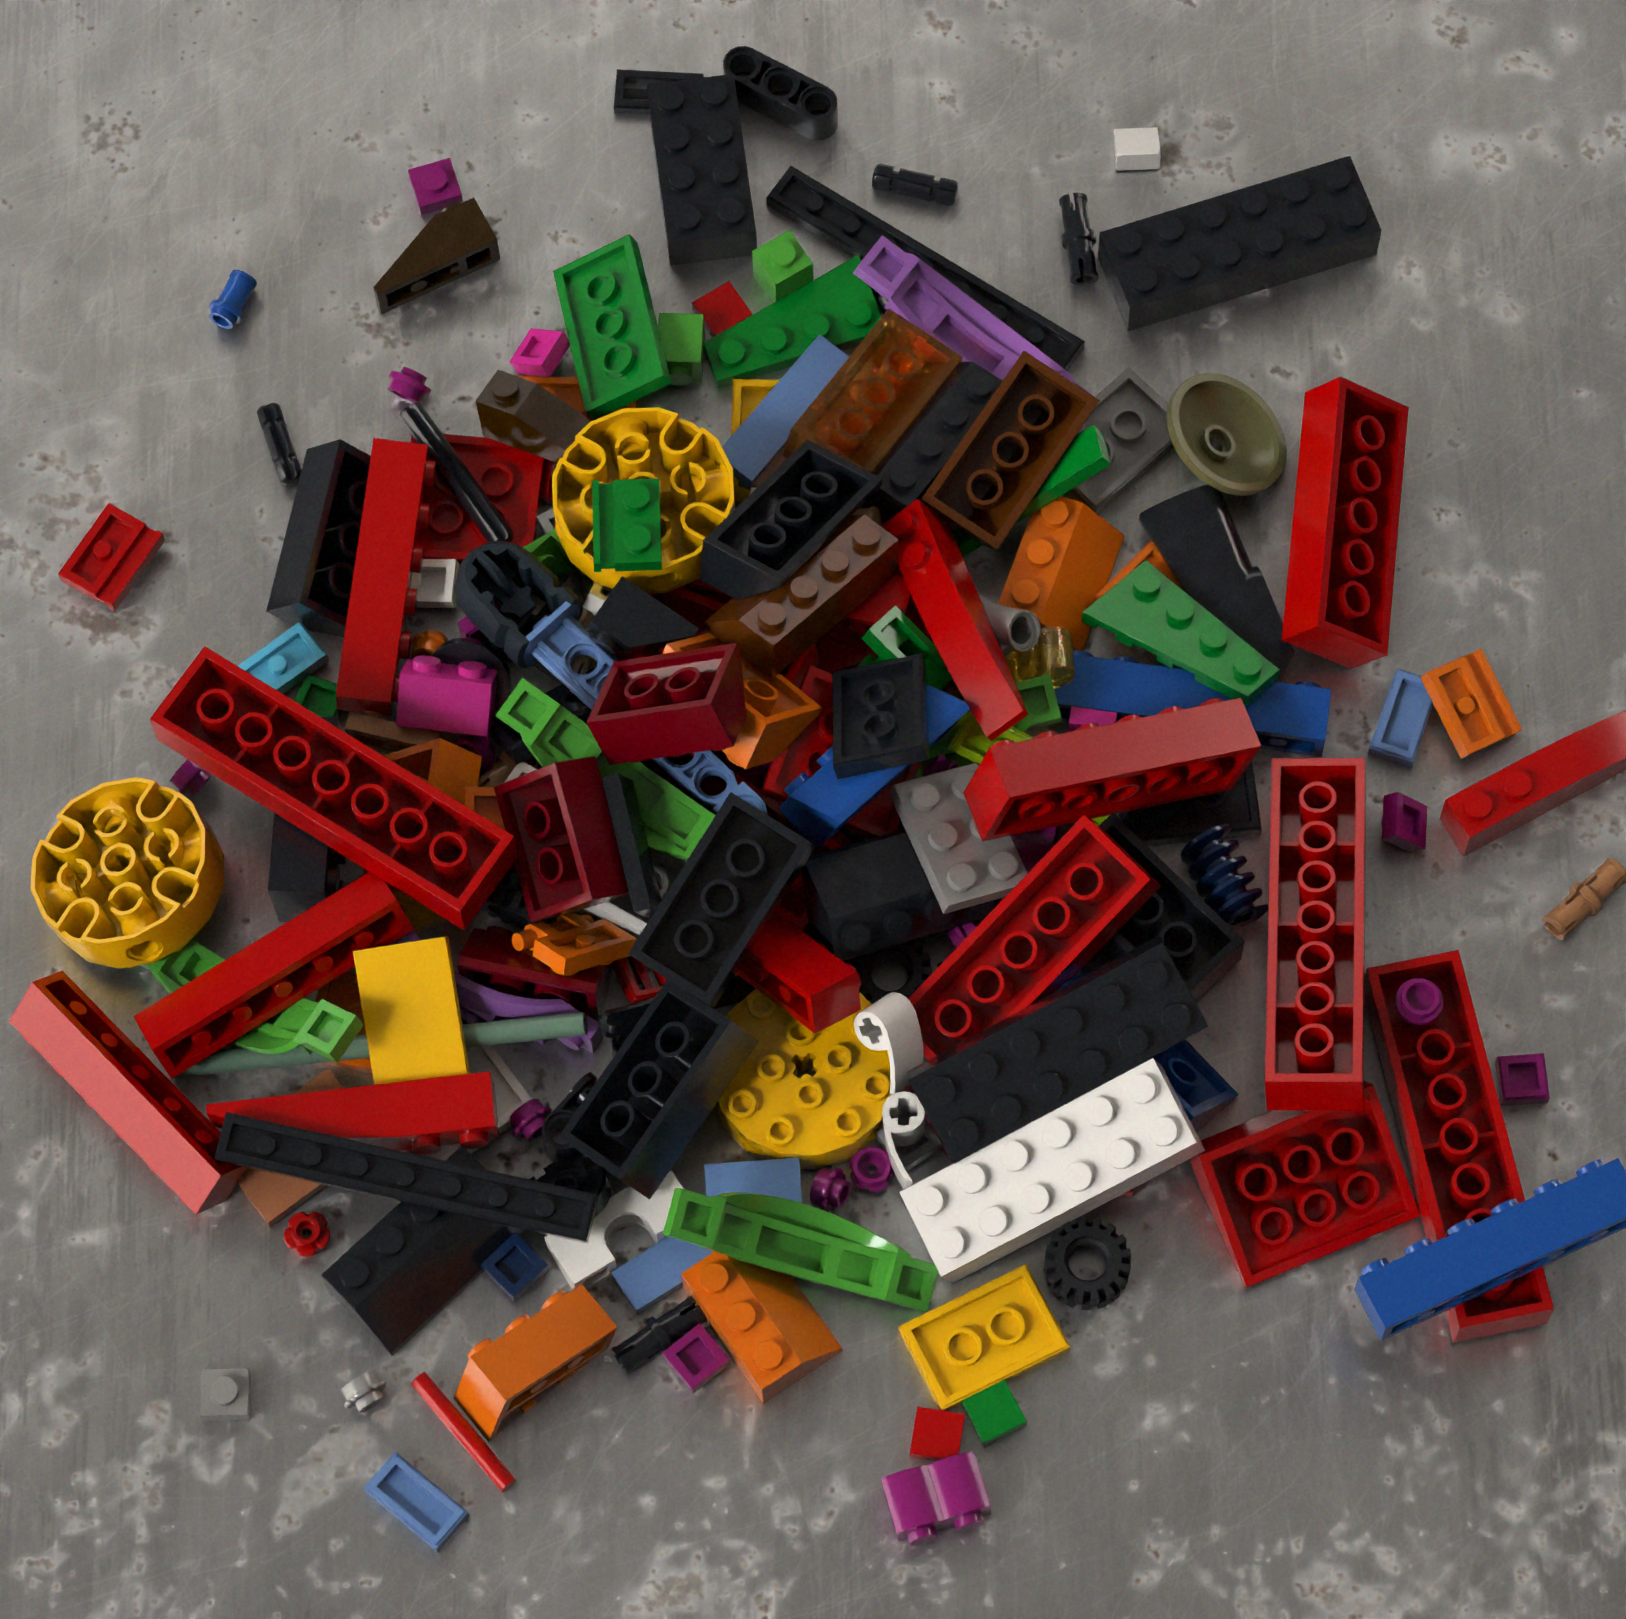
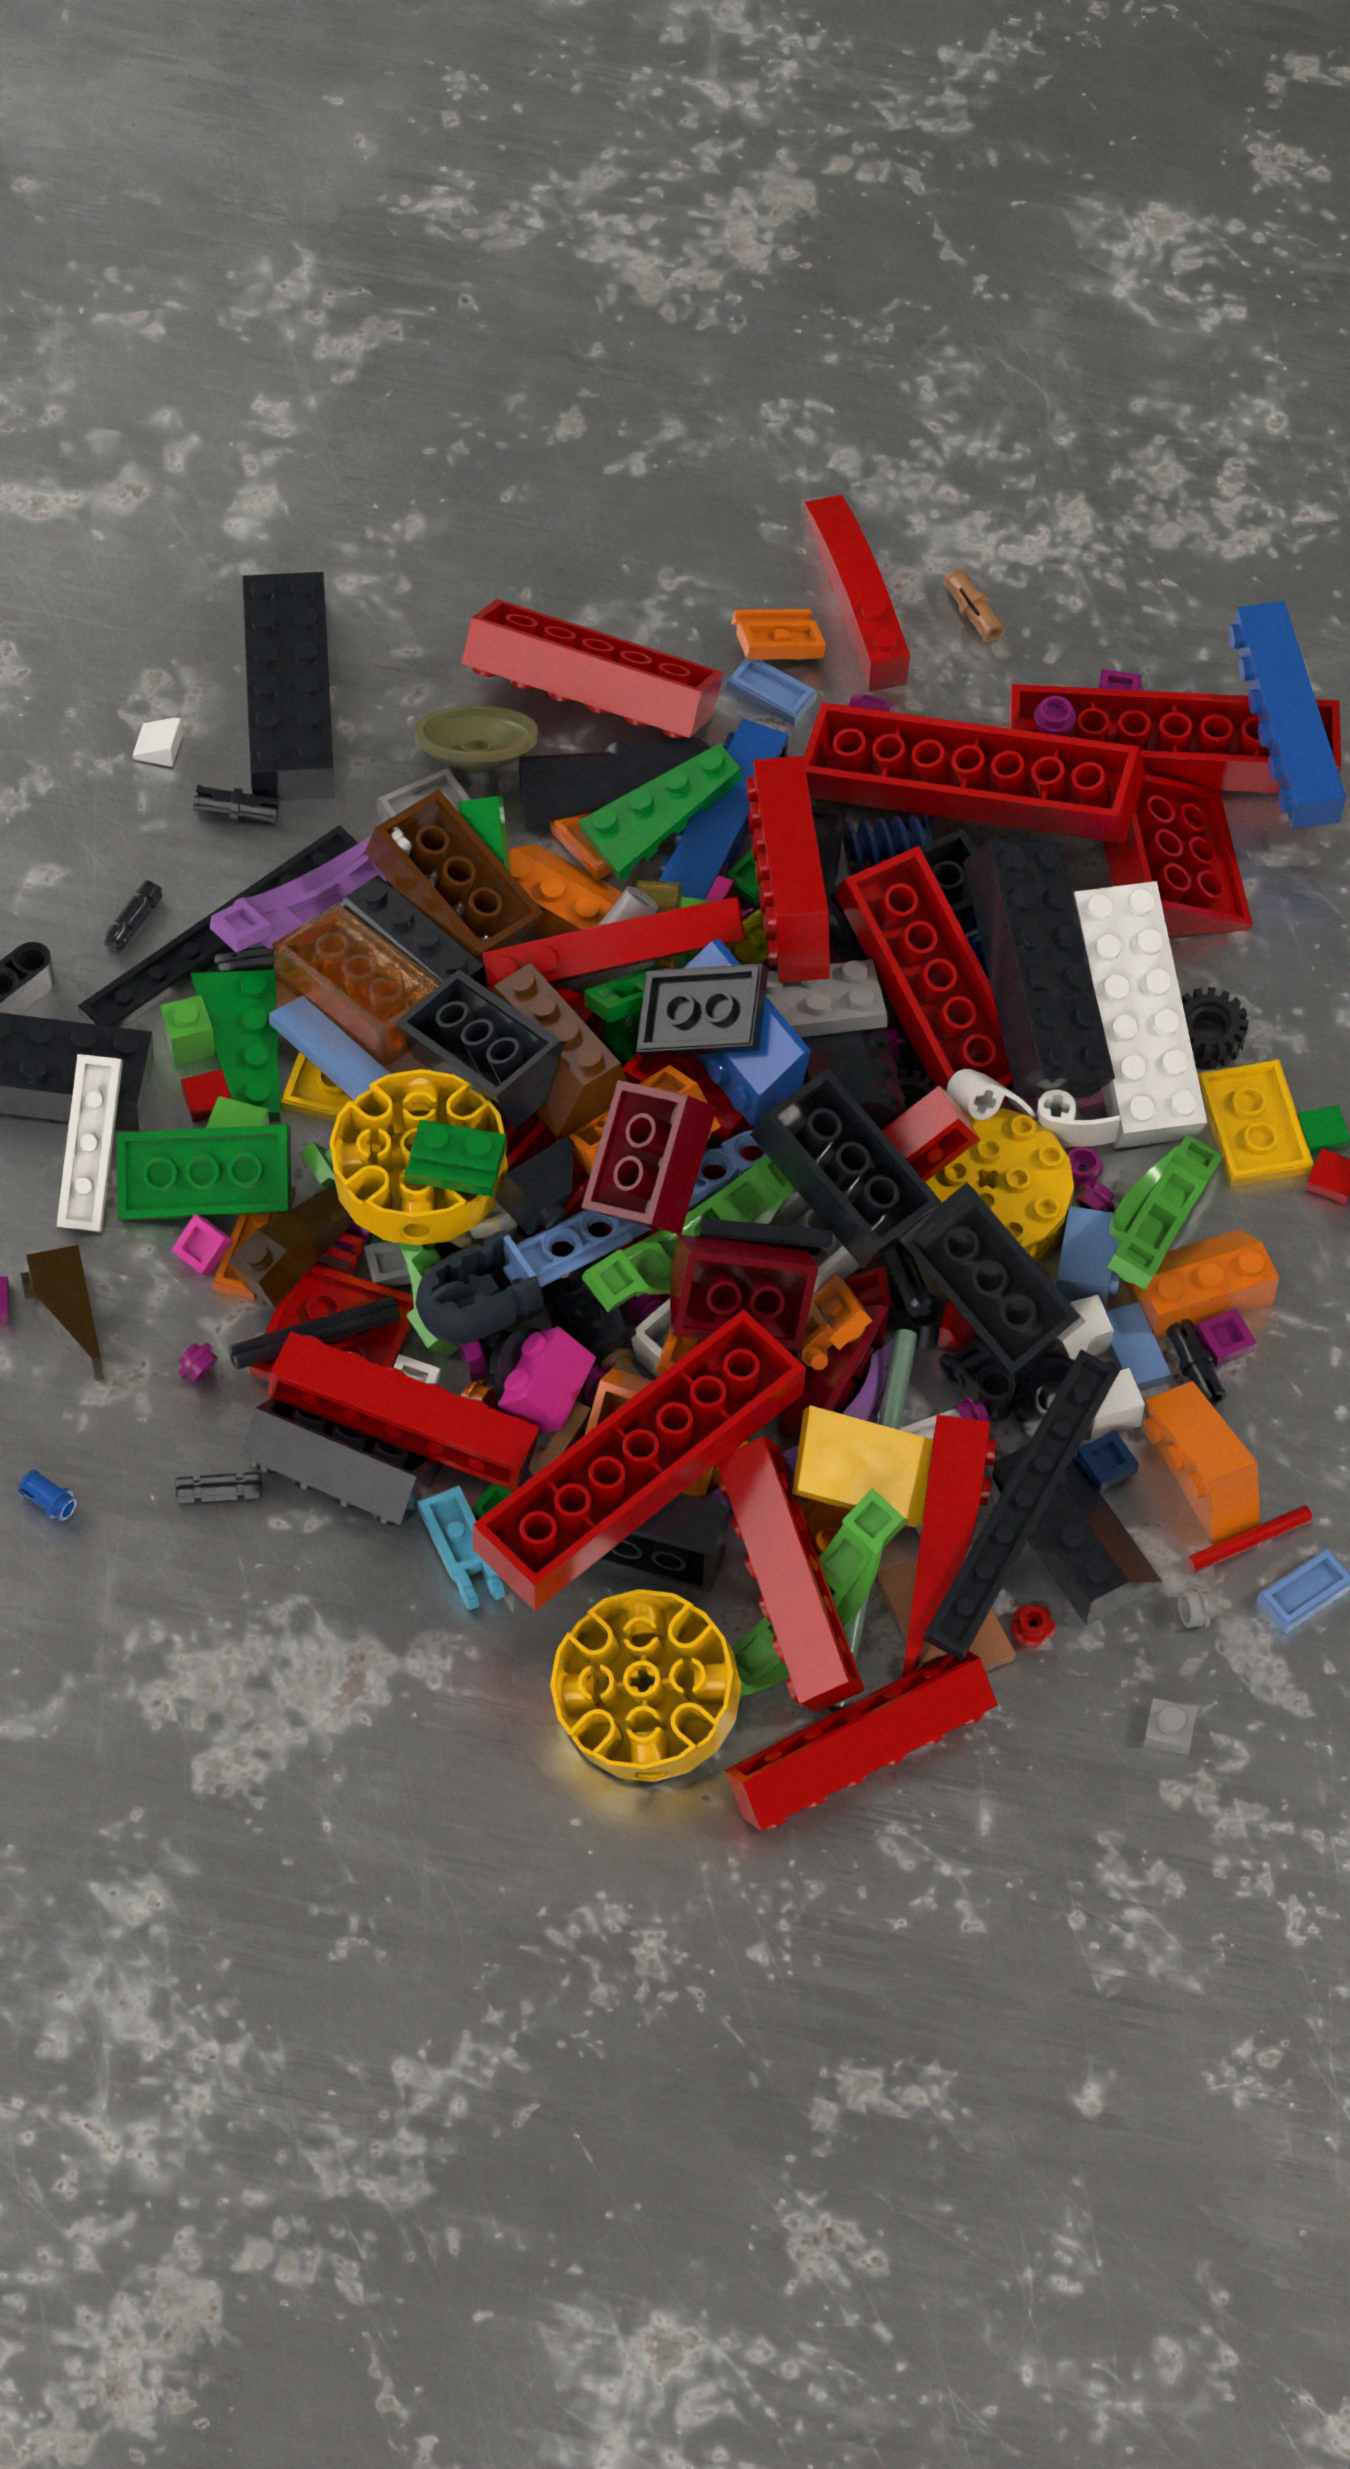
camera: 80 degrees left, 10 degrees down
(111, 557) = (292, 1655): red plate -> none
(190, 778) = (544, 1630): magenta plate -> none
(611, 213) = (89, 1143): none -> white plate

